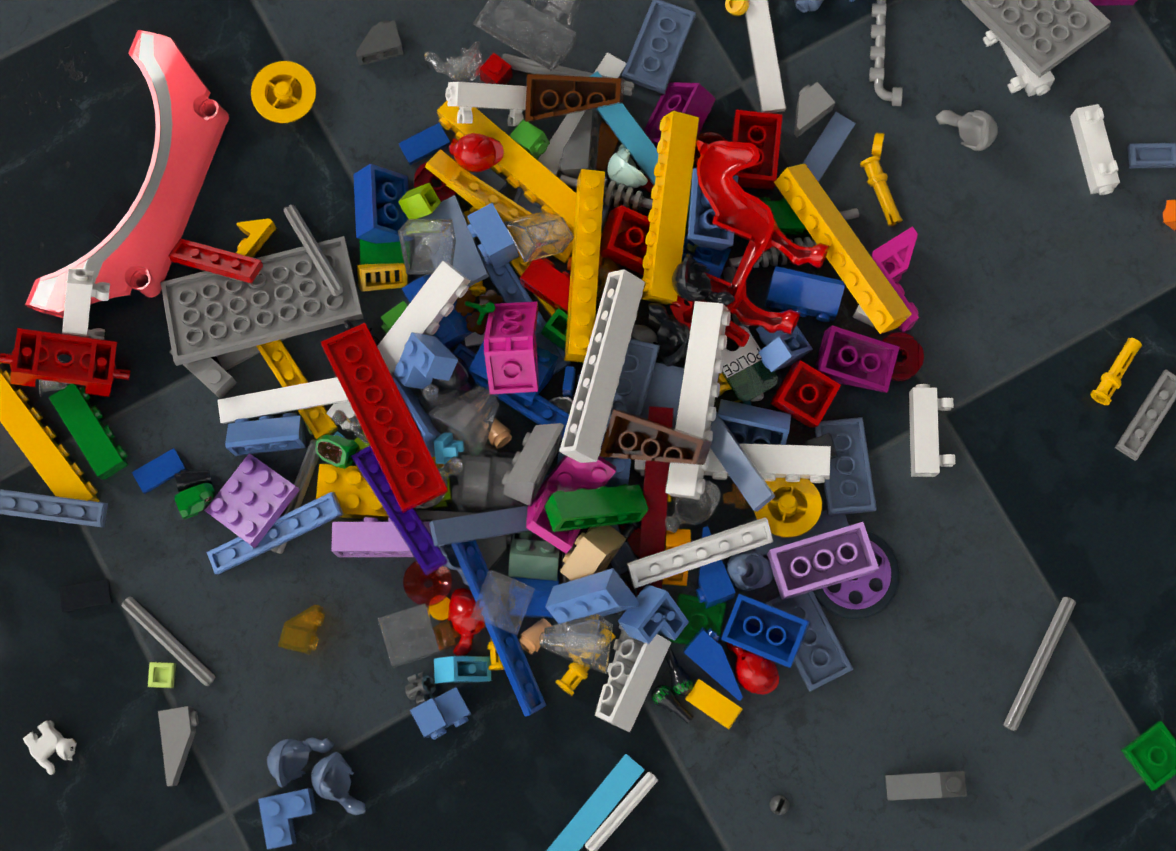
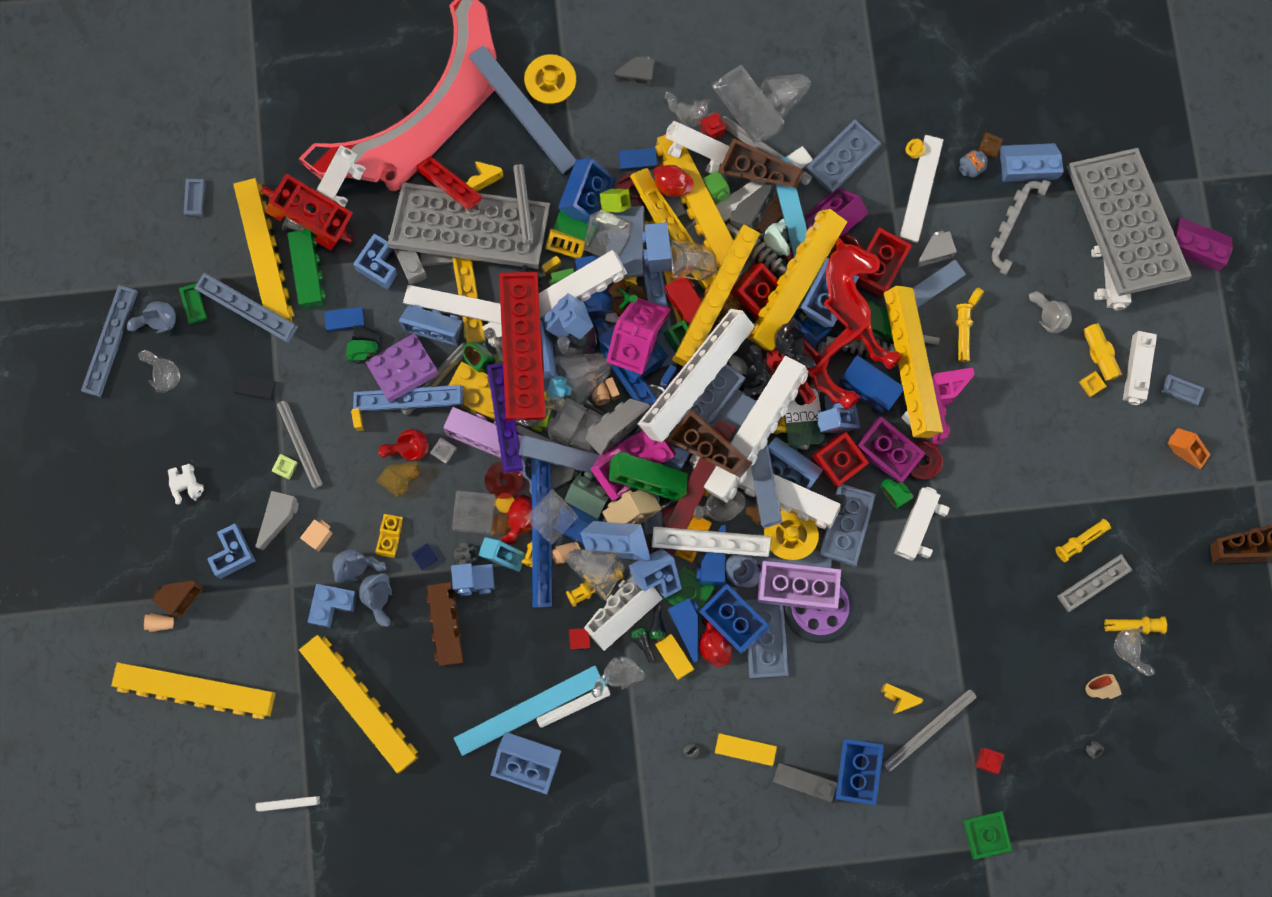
camera: 20 degrees right, 0 degrees up
(147, 804) = (236, 552): none -> medium blue brick
(164, 390) = (372, 262): none -> medium blue brick
(225, 583) = (357, 419): none -> yellow tile
(234, 739) = (317, 534): none -> light nougat brick
(266, 139) = (522, 109): none -> sand blue tile
(300, 586) = (410, 444): none -> red piece
(320, 704) = (389, 536): none -> yellow slope
(341, 576) = (443, 450): none -> white tile
(372, 711) = (424, 556): none -> clear blue tile
(376, 308) = (551, 266): none -> yellow tile
(431, 781) = (445, 624): none -> reddish brown wedge
(509, 422) = (612, 389): none -> light nougat tile
(594, 730) = (579, 639): none -> red tile
(657, 750) = (618, 672): none -> clear piece
(841, 776) = (745, 749): none -> yellow tile
(885, 406) = (896, 492): none -> green rock
(984, 746) = (860, 772): none -> blue slope
(997, 640) = (905, 700): none -> yellow slope
(1045, 149) = (1102, 352): none -> yellow piece
(1050, 189) = (1092, 384): none -> yellow tile
(1122, 669) = (989, 761): none -> red brick

